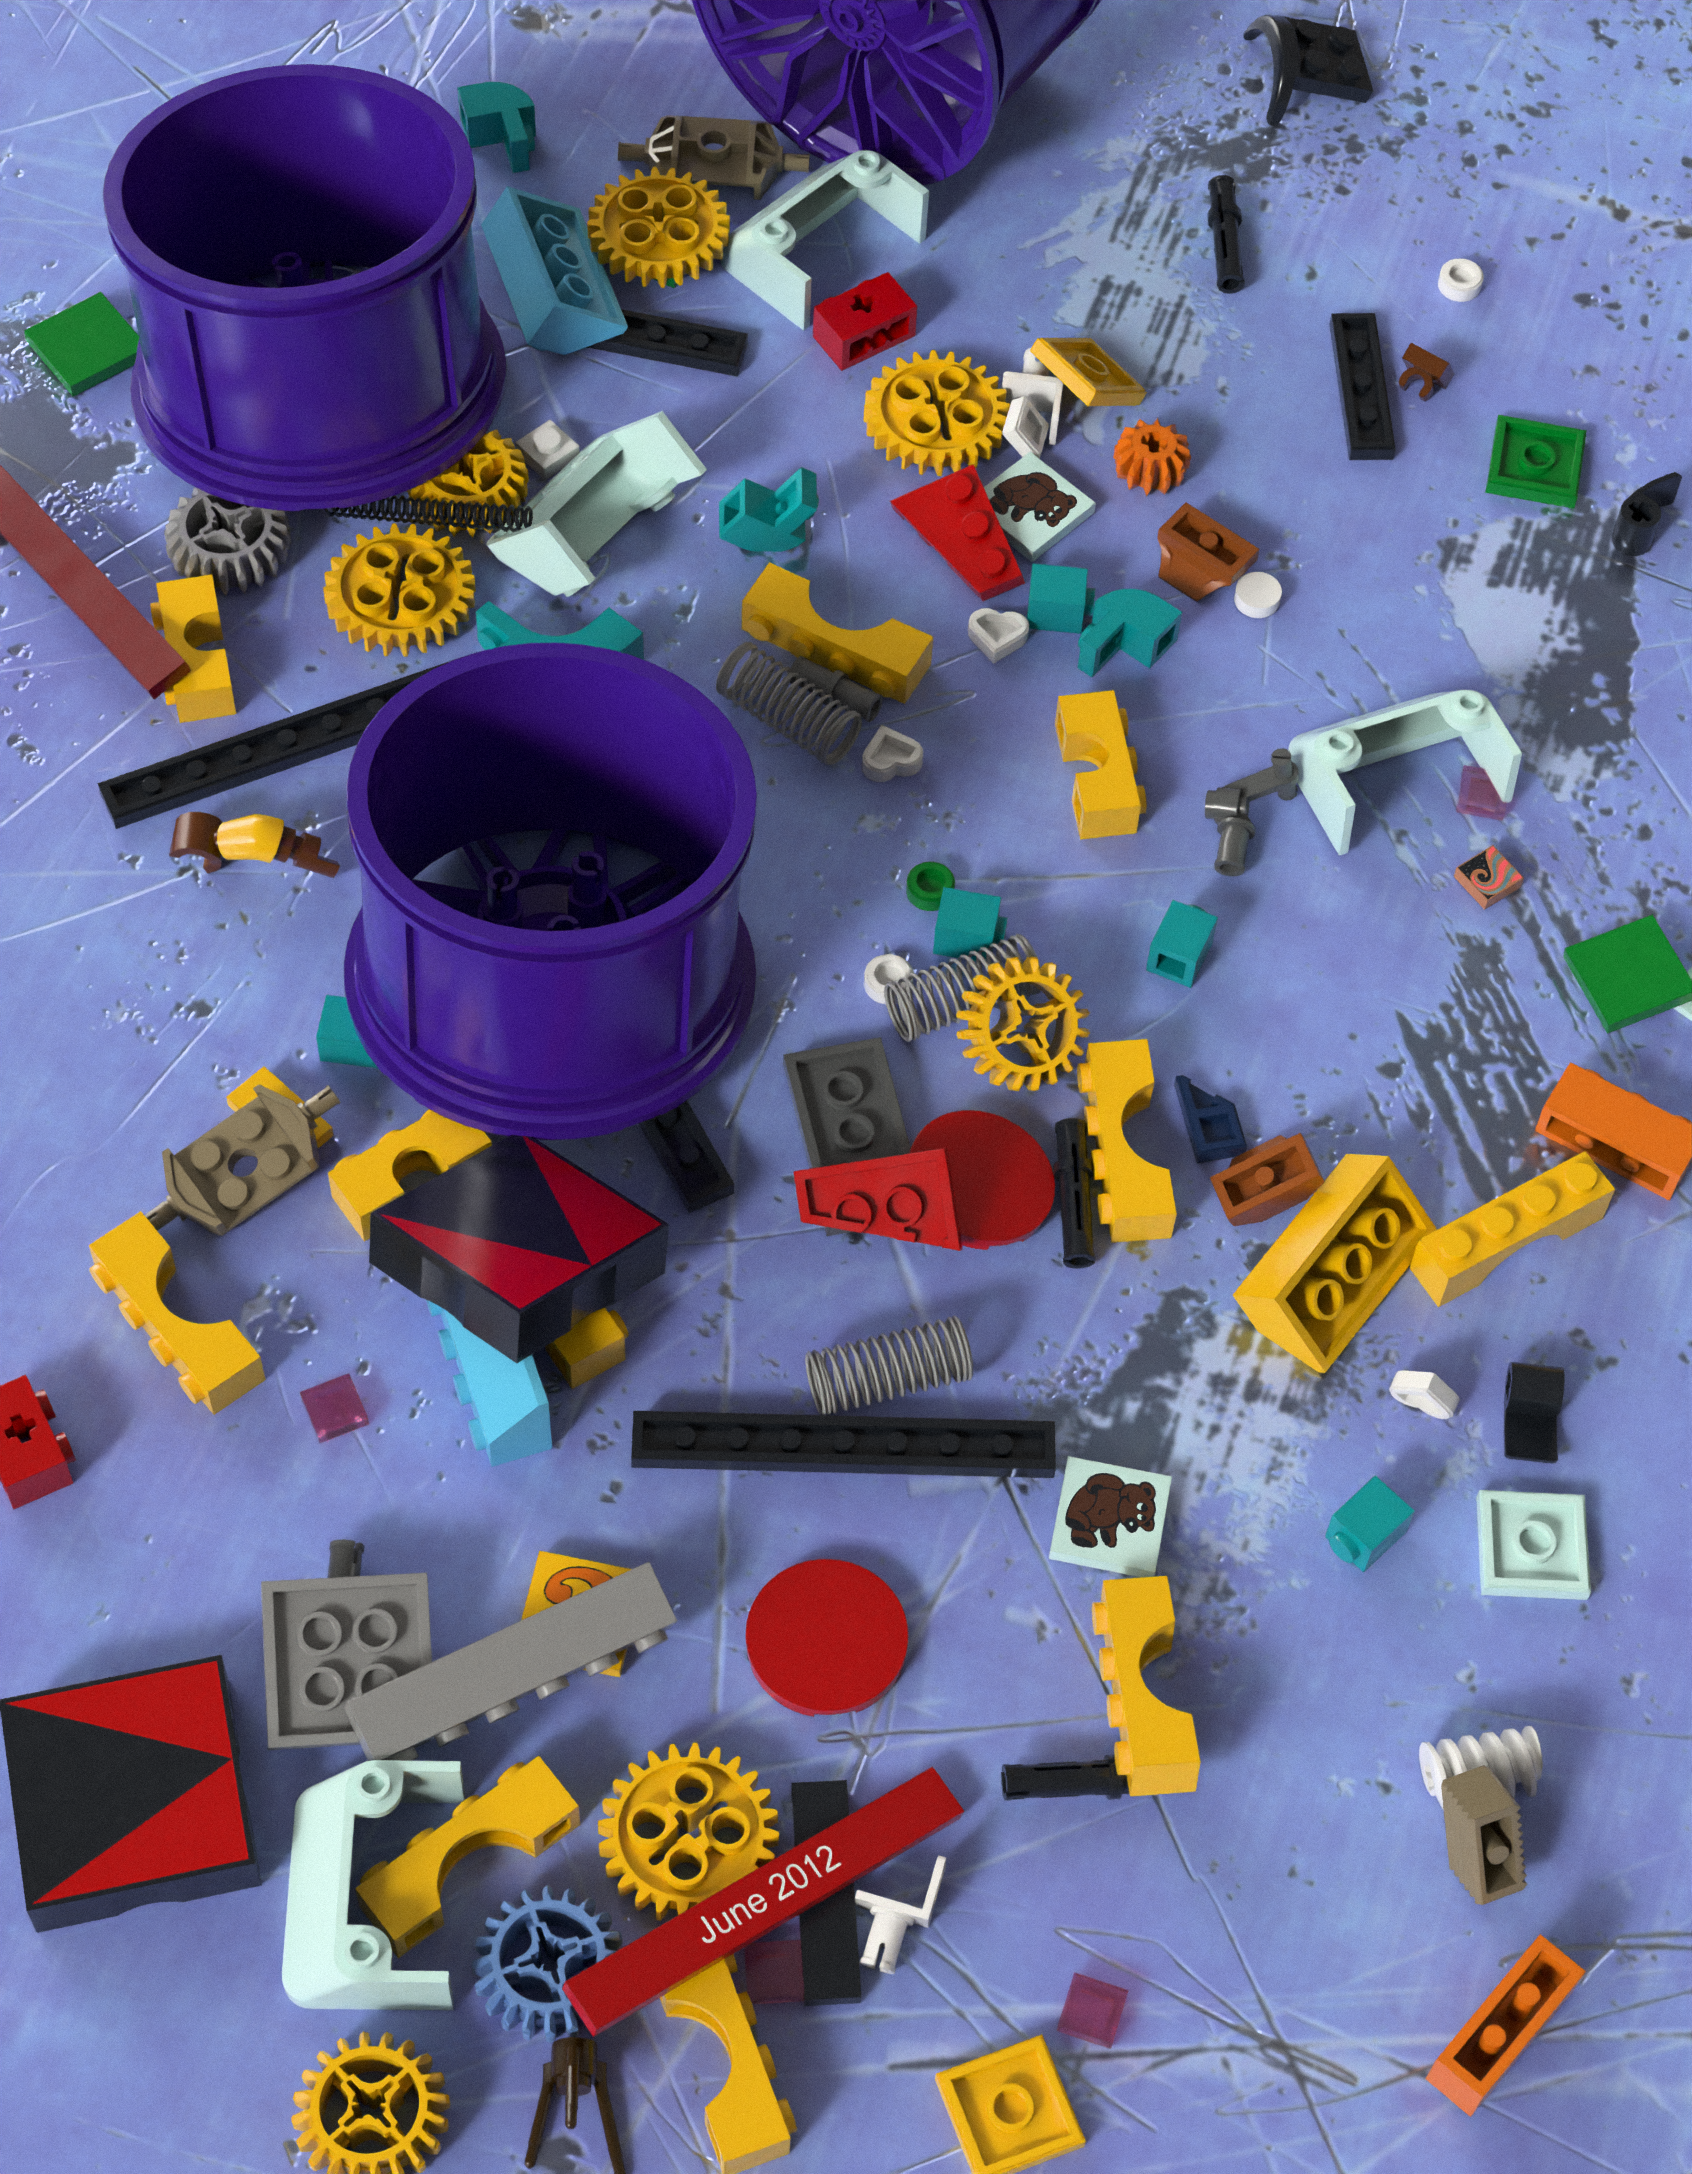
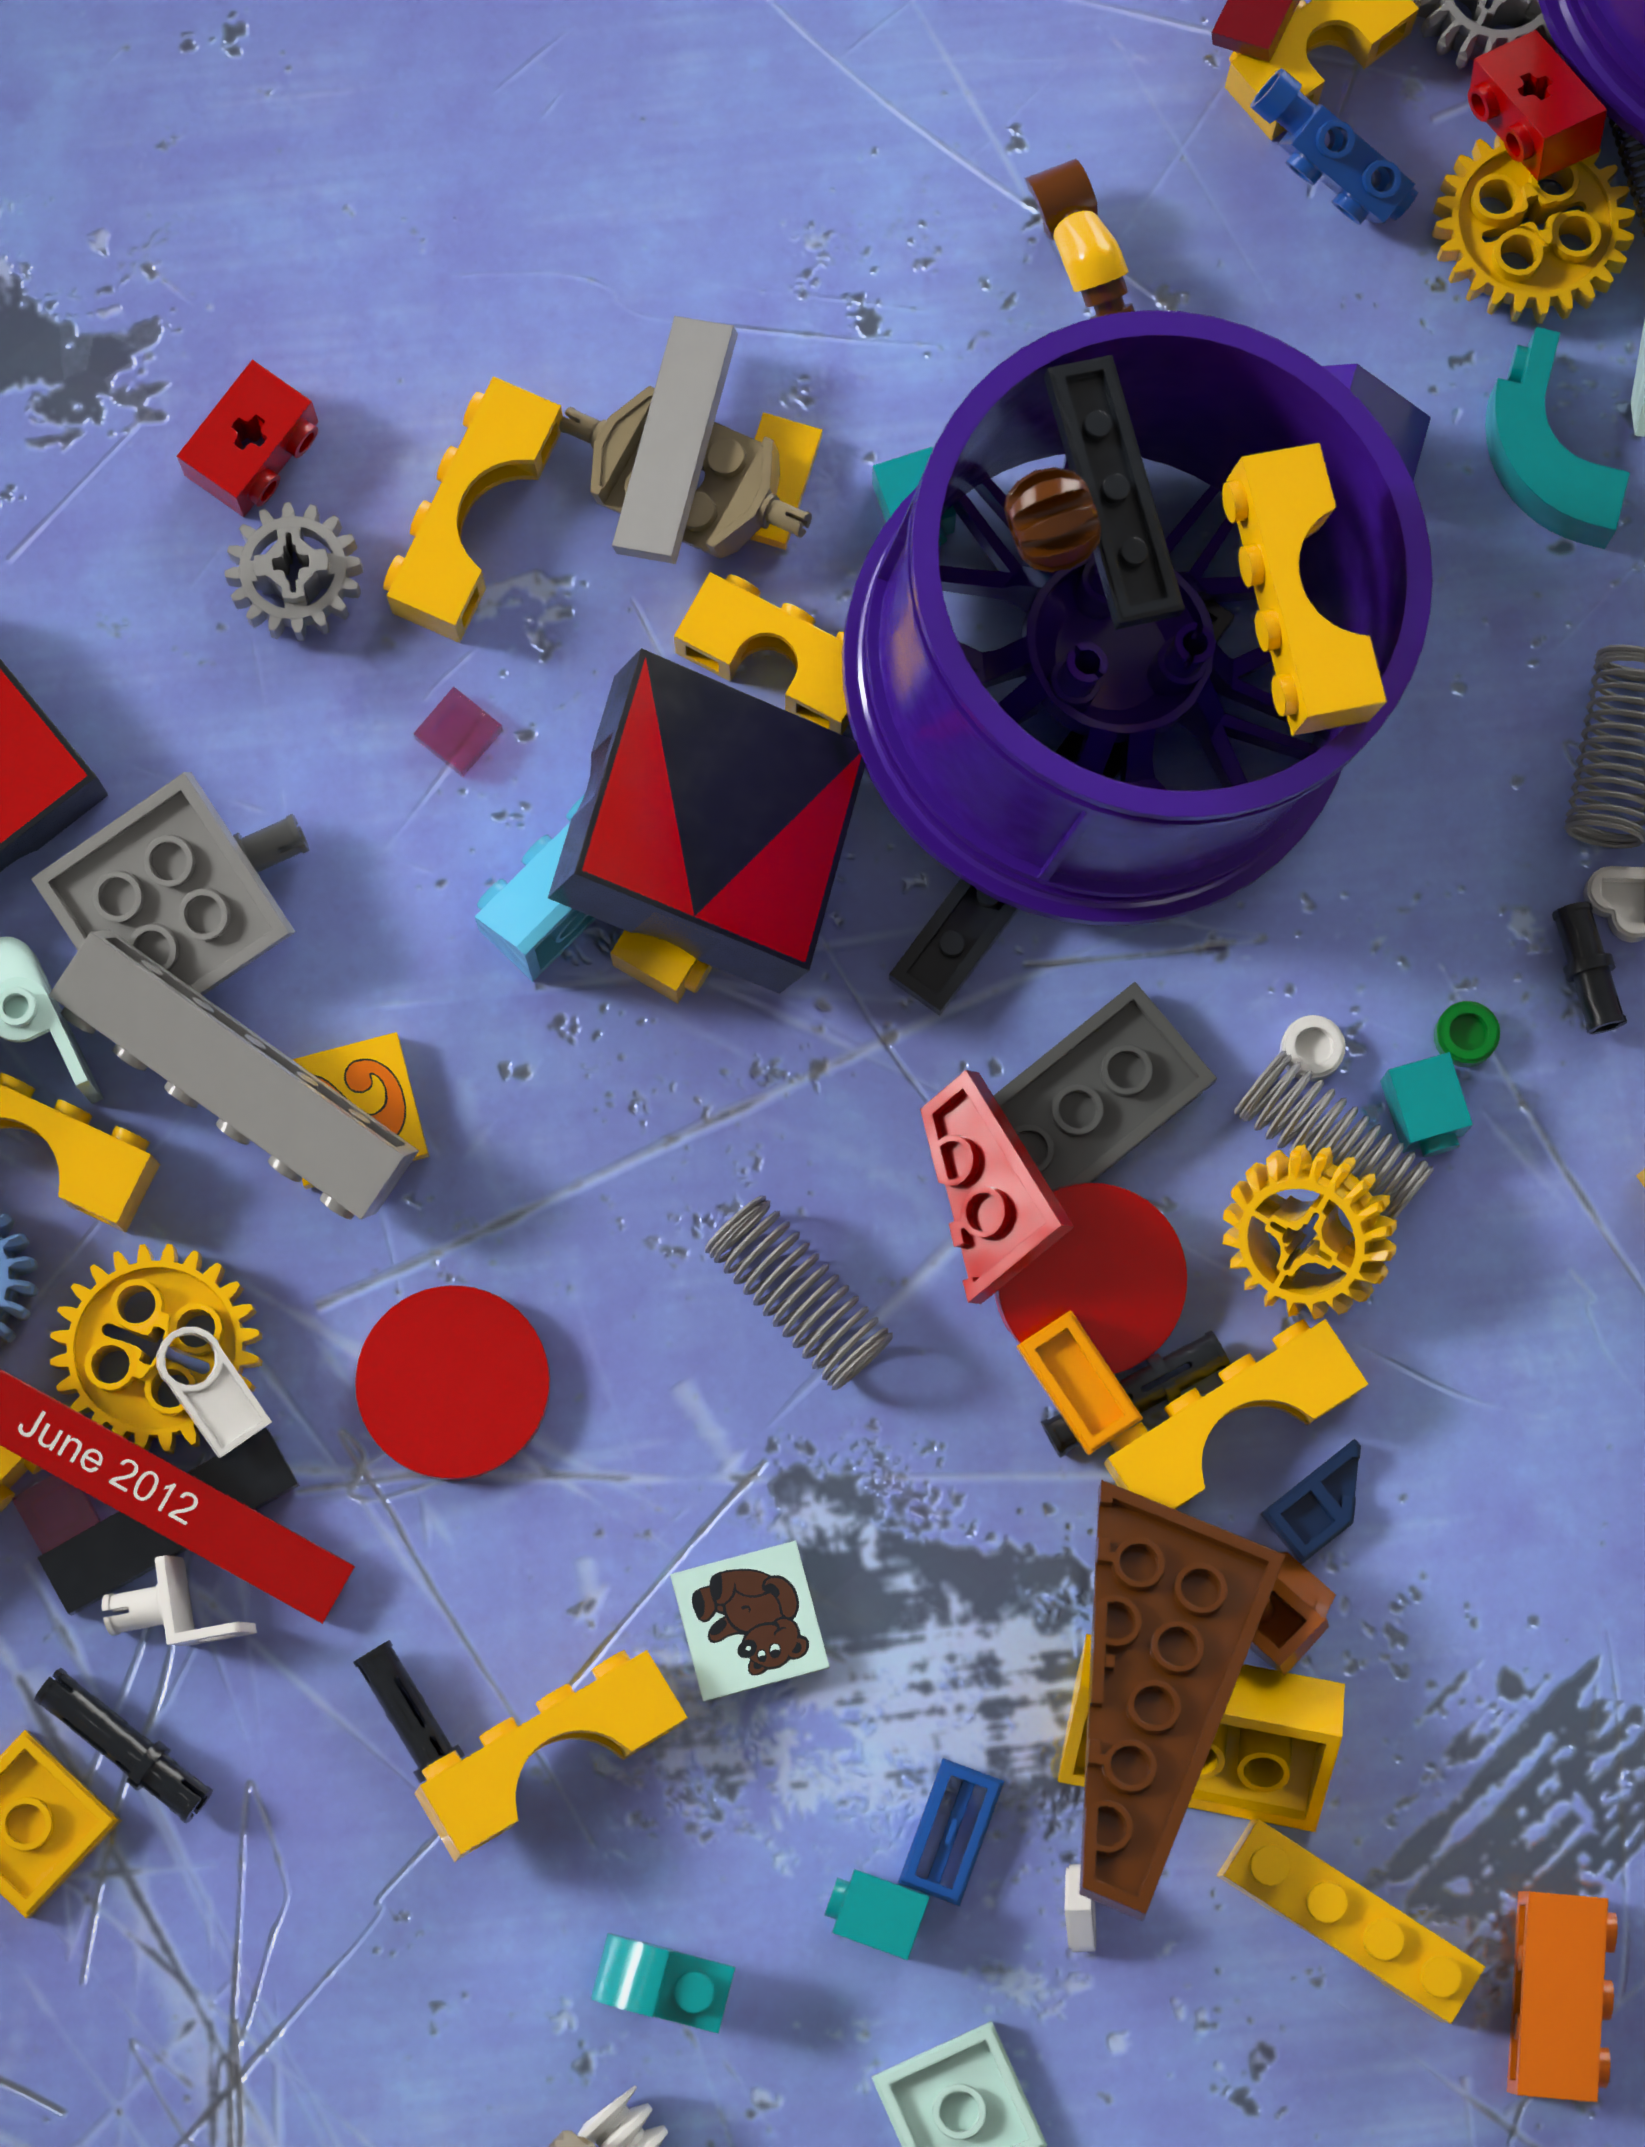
camera: 65 degrees right, 20 degrees up
(150, 1476) = (269, 571): none -> light grey gear
(215, 1150) = (674, 440): none -> light grey tile
(245, 756) = (1260, 219): black tile -> none
(294, 669) = (1342, 165): none -> blue brick
(326, 538) = (1536, 105): none -> red brick
(484, 796) = (1107, 457): none -> black tile
(488, 825) = (1052, 519): none -> reddish brown piece
(678, 738) = (1321, 670): none -> yellow arch
(761, 1790) = (219, 1405): none -> white piece
(843, 1444) = (685, 1291): black plate -> none
(926, 793) = (1589, 967): none -> black pin
(993, 1999) = (132, 1752): none -> black pin
(1052, 1214) = (1079, 1382): none -> light orange tile
(1092, 2010) = (172, 1860): clear pink tile -> none
(1181, 943) = (1541, 1363): teal brick -> none
(1281, 1230) = (1166, 1650): none -> reddish brown wing
(1314, 1467) = (969, 1779): none -> blue tile
(1350, 1690) = (662, 1983): none -> teal brick
(1531, 1411) = (1122, 2043): black panel -> none

